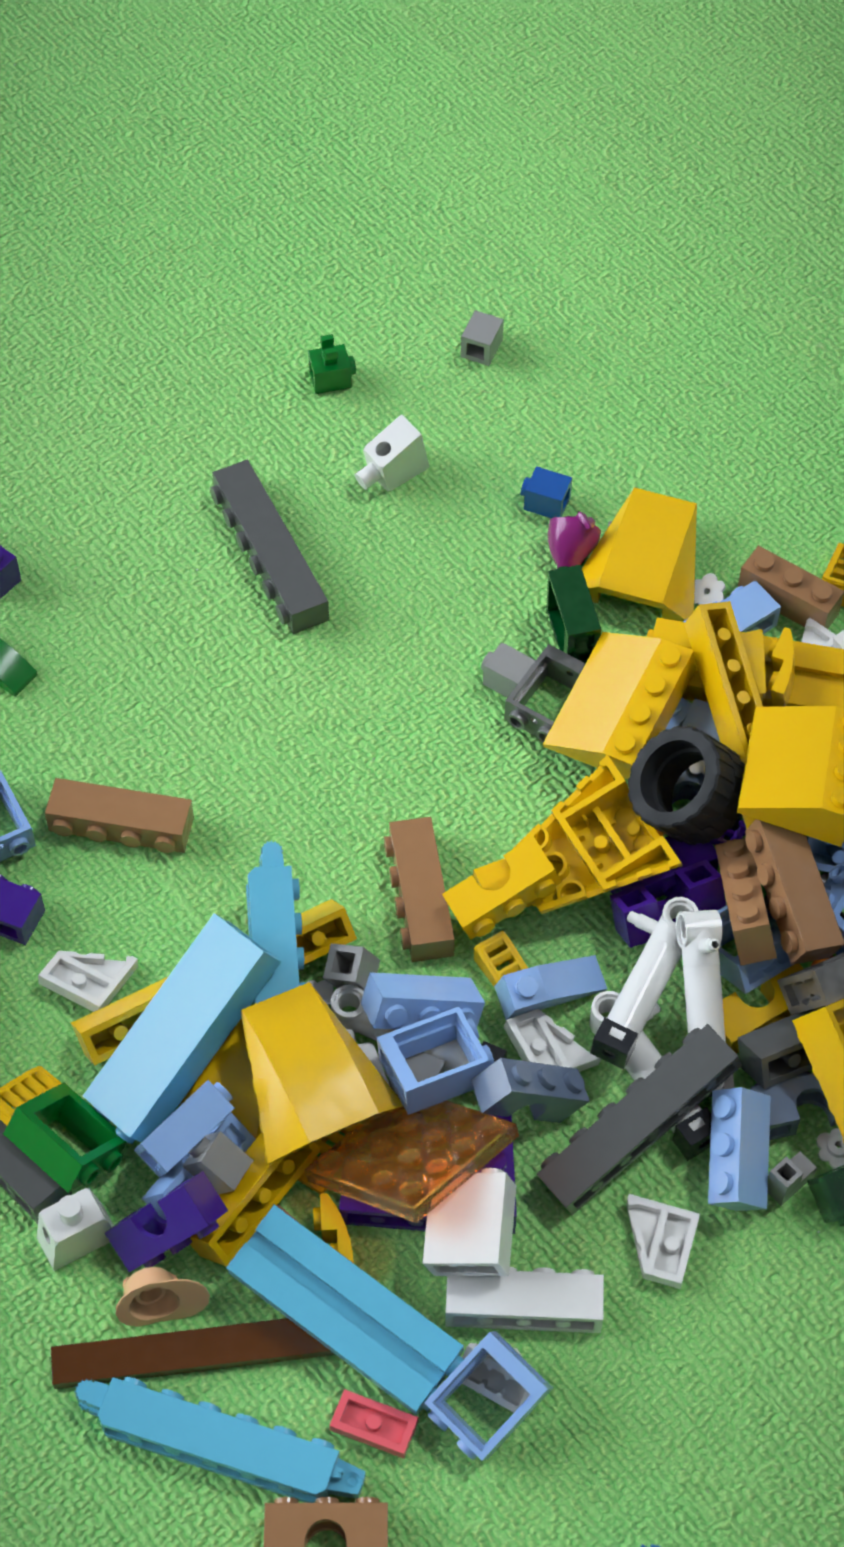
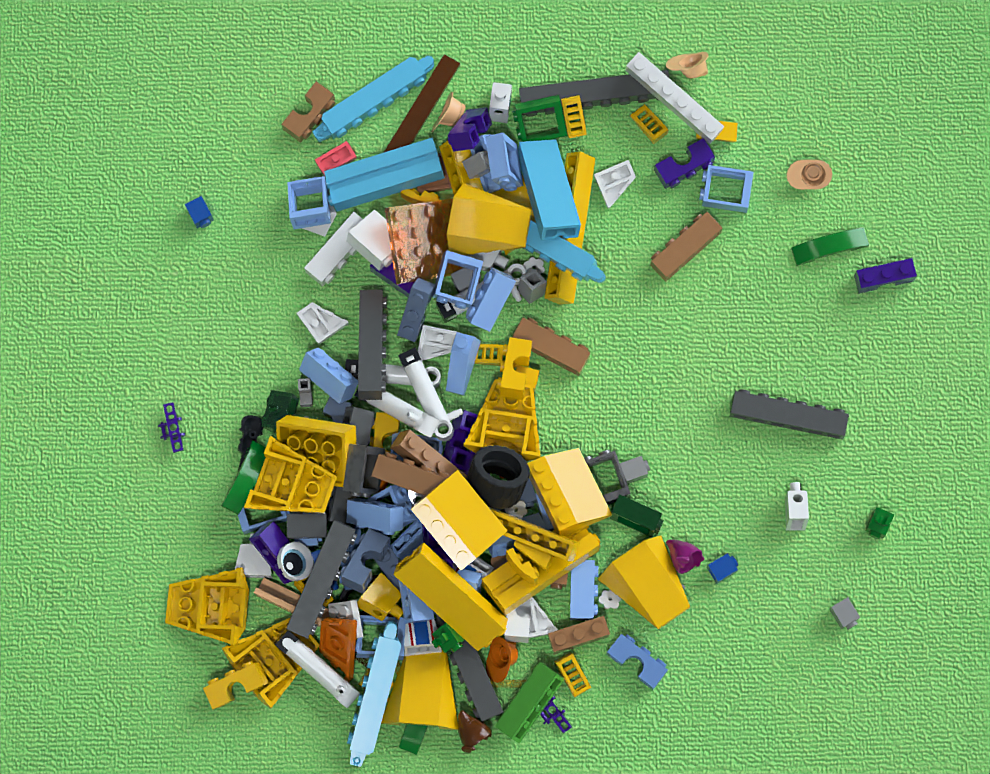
camera: 130 degrees right, 20 degrees up
(756, 487) = (625, 649): none -> medium blue arch

